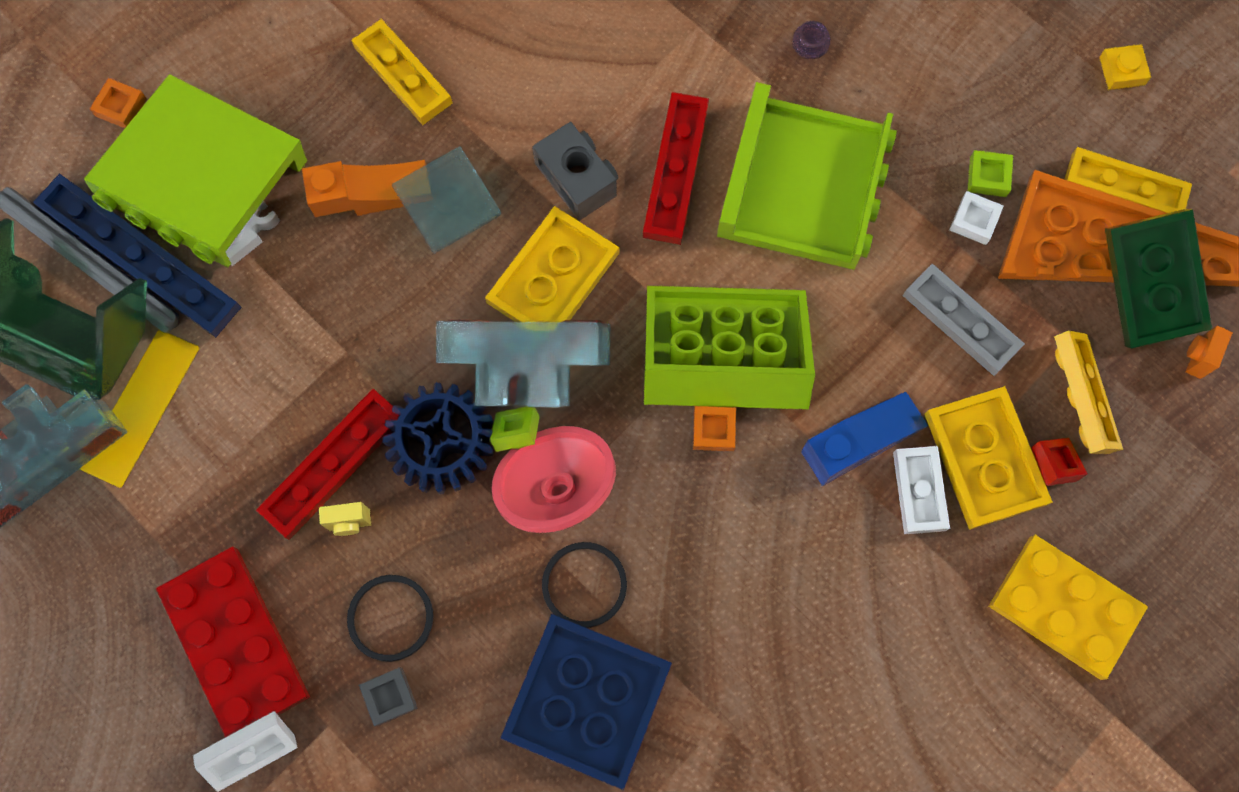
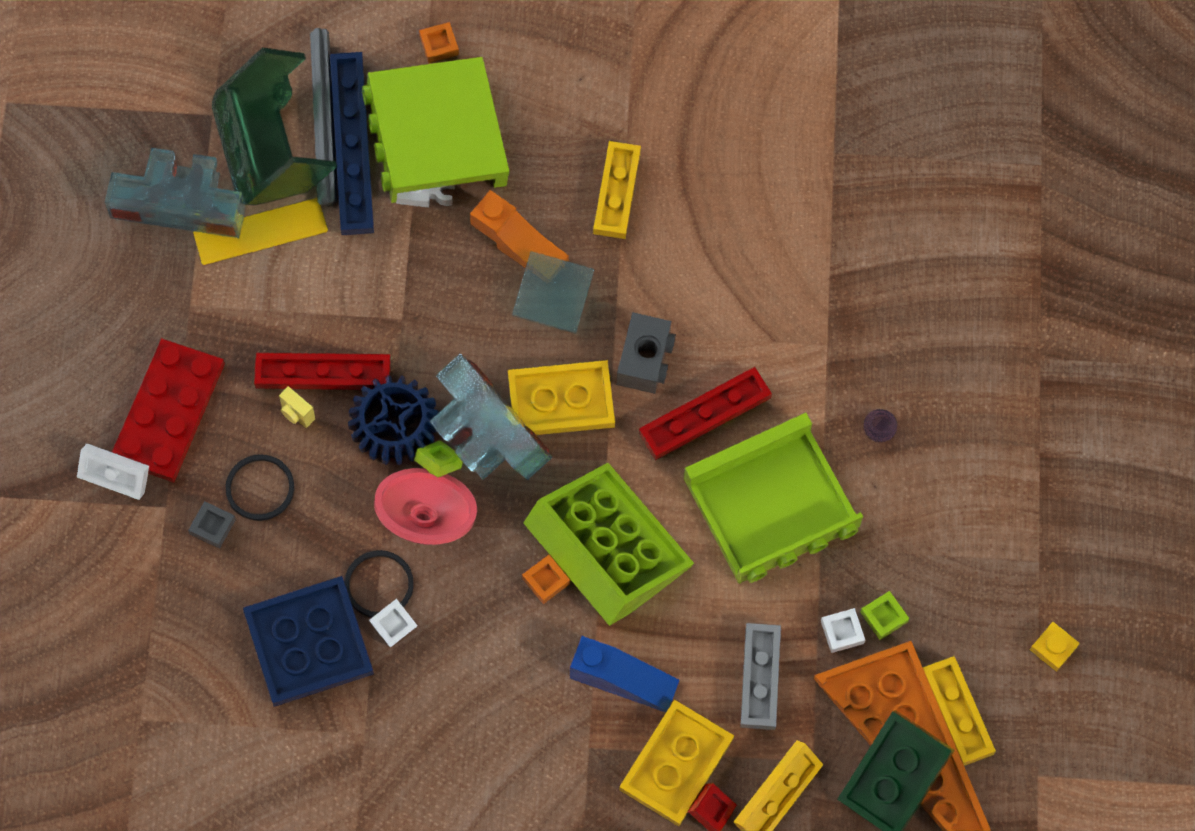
camera: 45 degrees right, 5 degrees down
(638, 604) = (393, 623): none -> white plate
(921, 490) = (617, 737): white plate -> none

